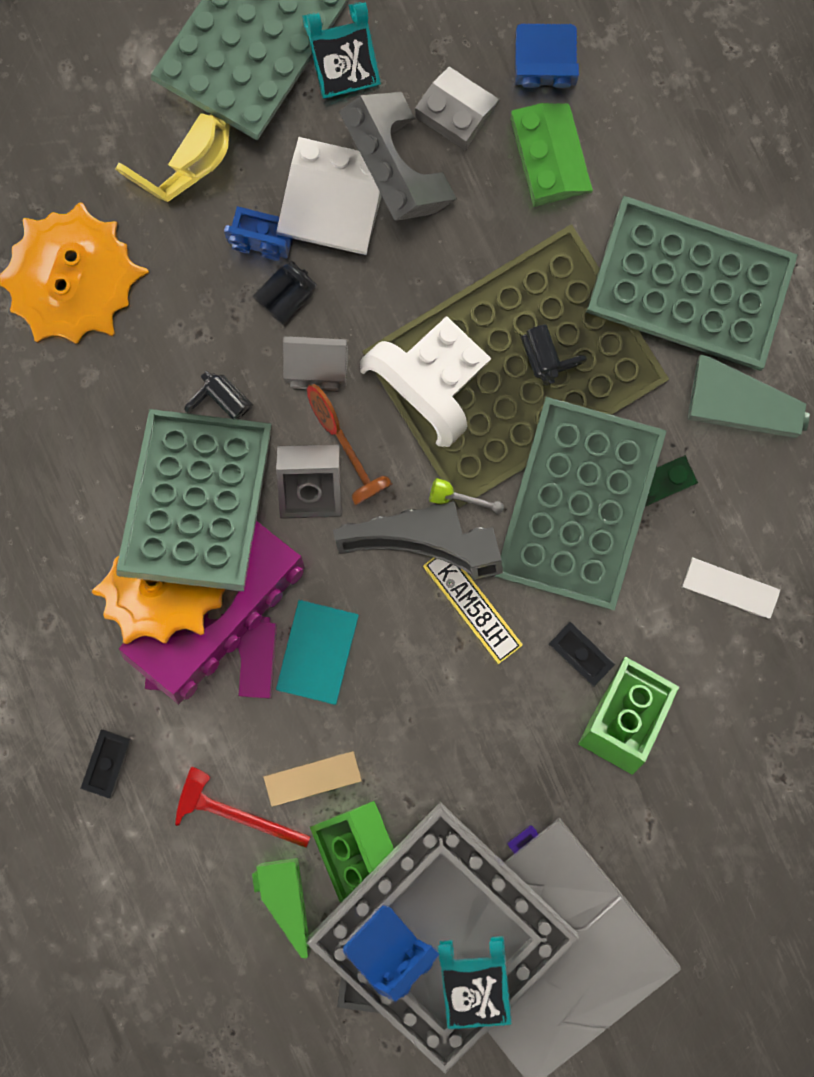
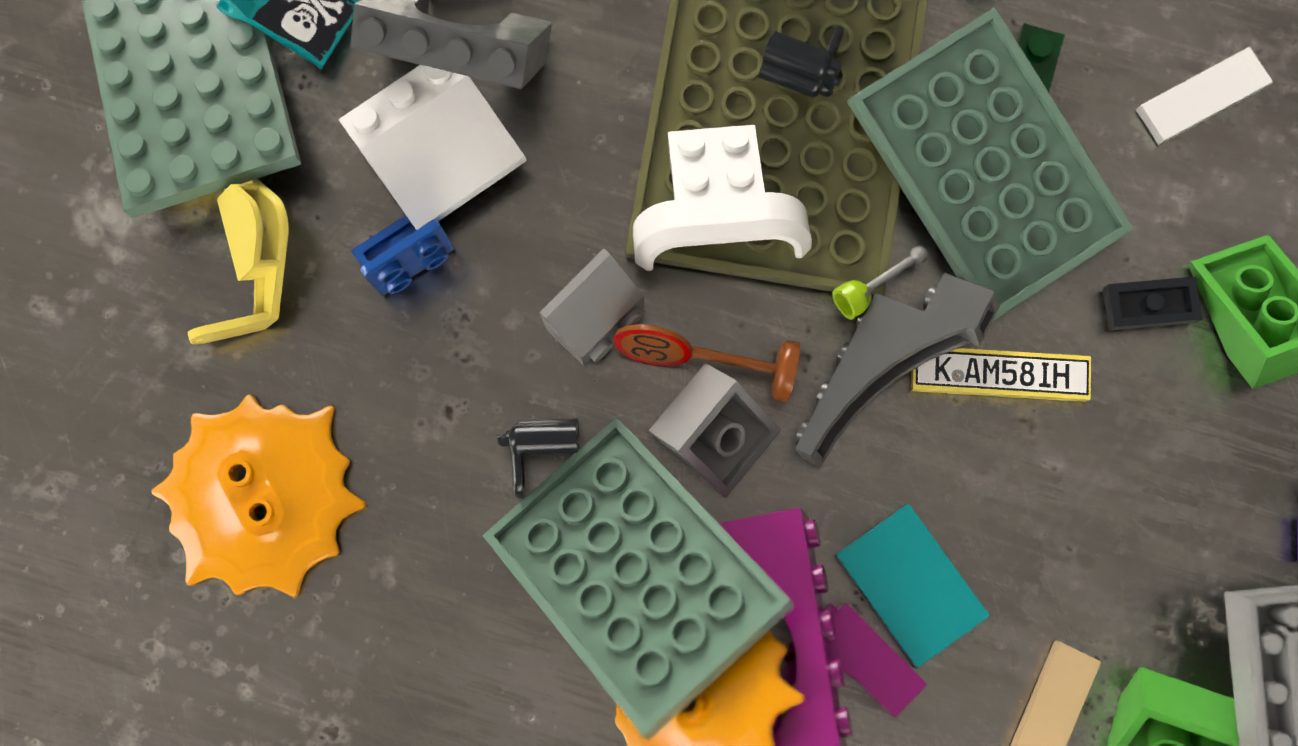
camera: 50 degrees left, 5 degrees down
(285, 292) = (488, 280): black piece -> none

